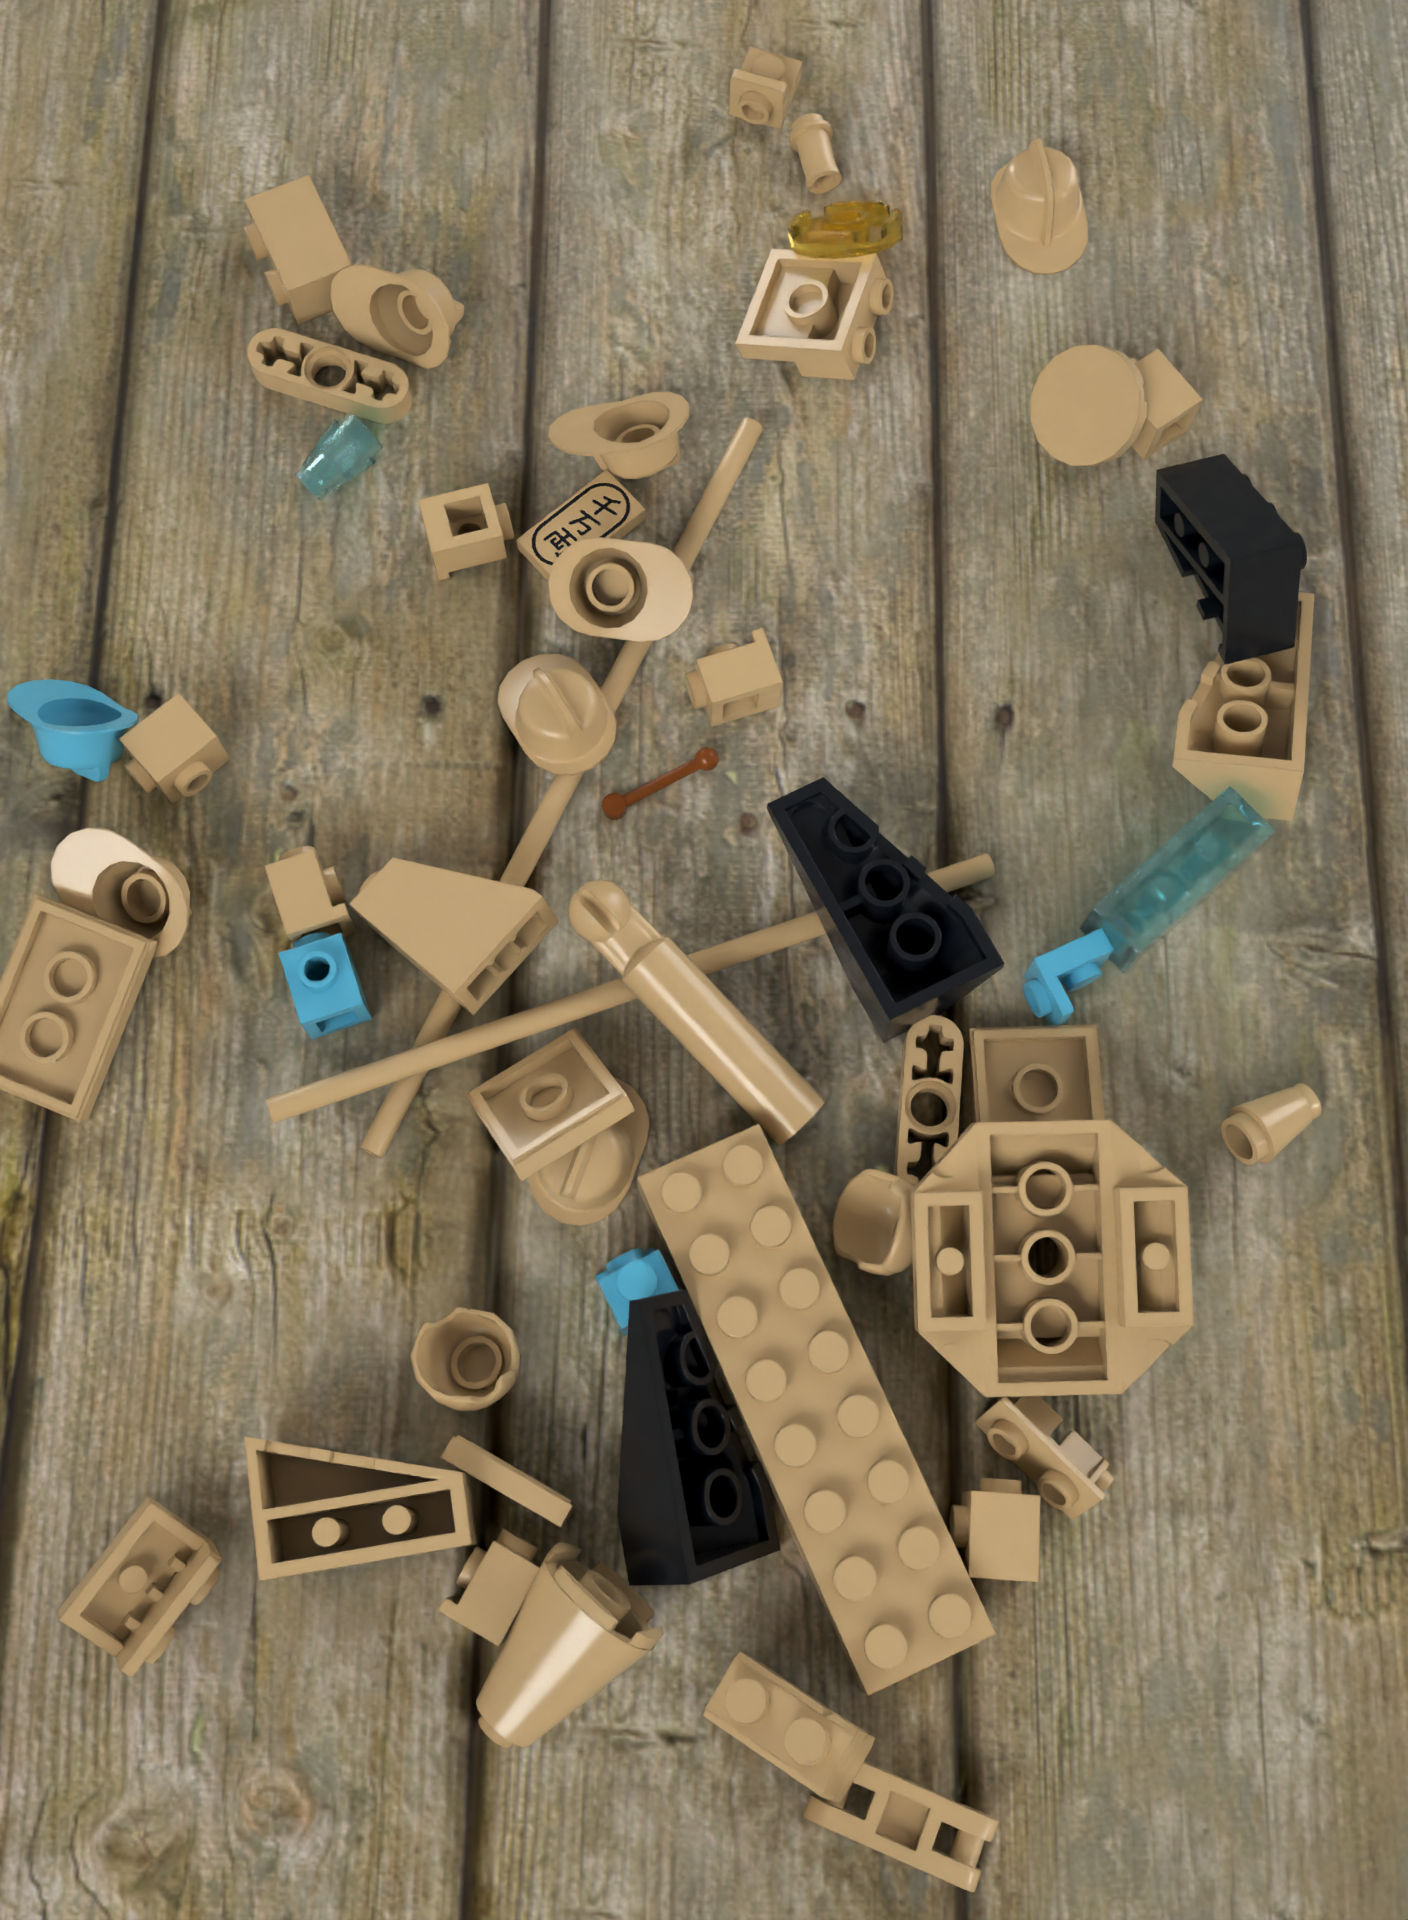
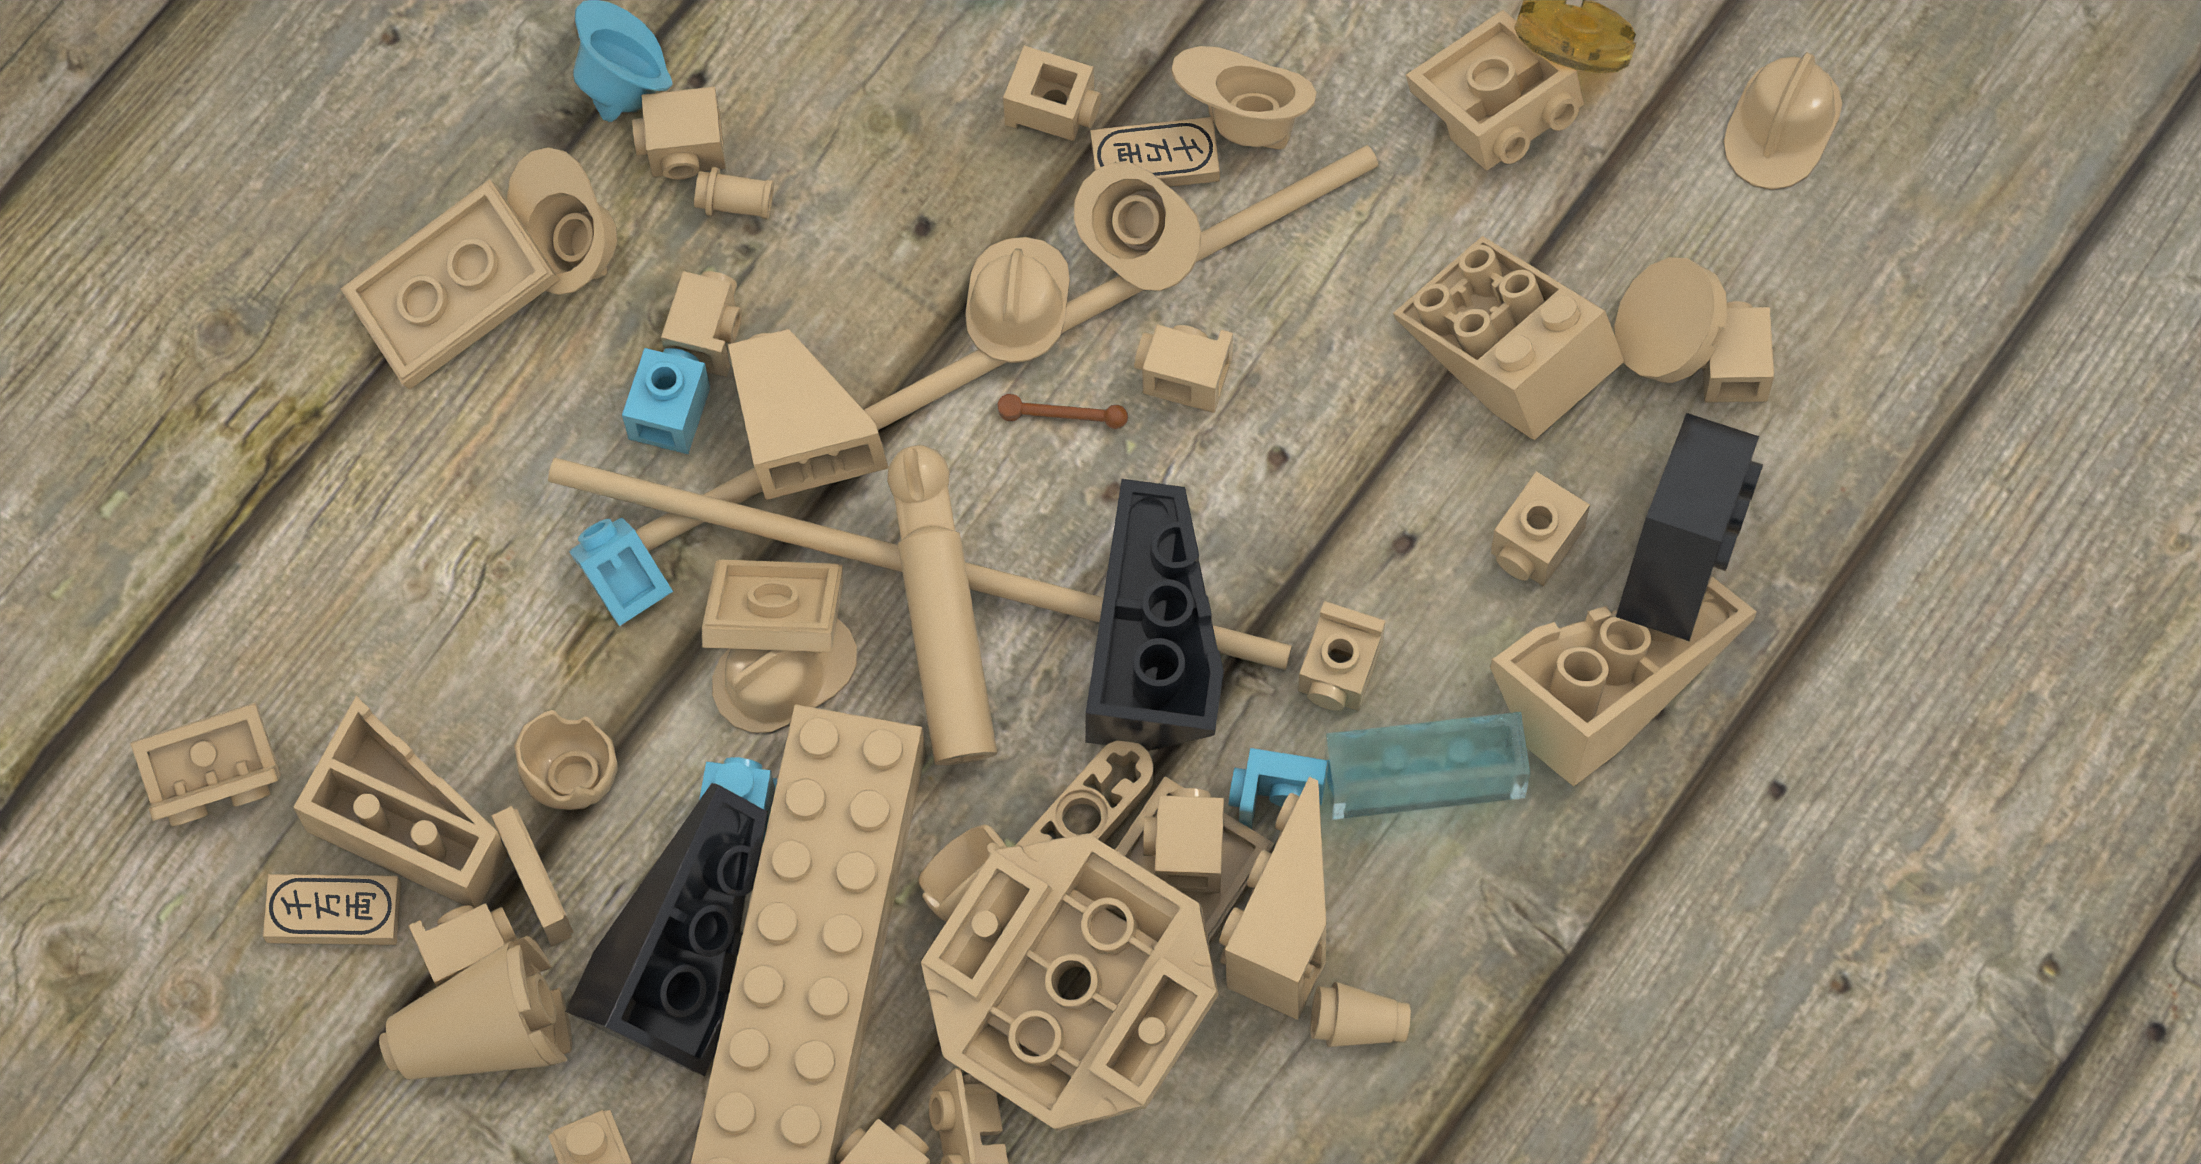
camera: 40 degrees right, 5 degrees down
(255, 775) = (733, 194): none -> tan pin
(348, 1634) = (332, 909): none -> tan tile
(389, 1157) = (620, 569): none -> medium azure bracket
(970, 495) = (1512, 336): none -> tan slope
(1024, 856) = (1348, 634): none -> tan brick
(1041, 1069) = (1187, 840): none -> tan brick
(1110, 634) = (1539, 530): none -> tan brick
(1172, 1074) = (1280, 938): none -> tan slope

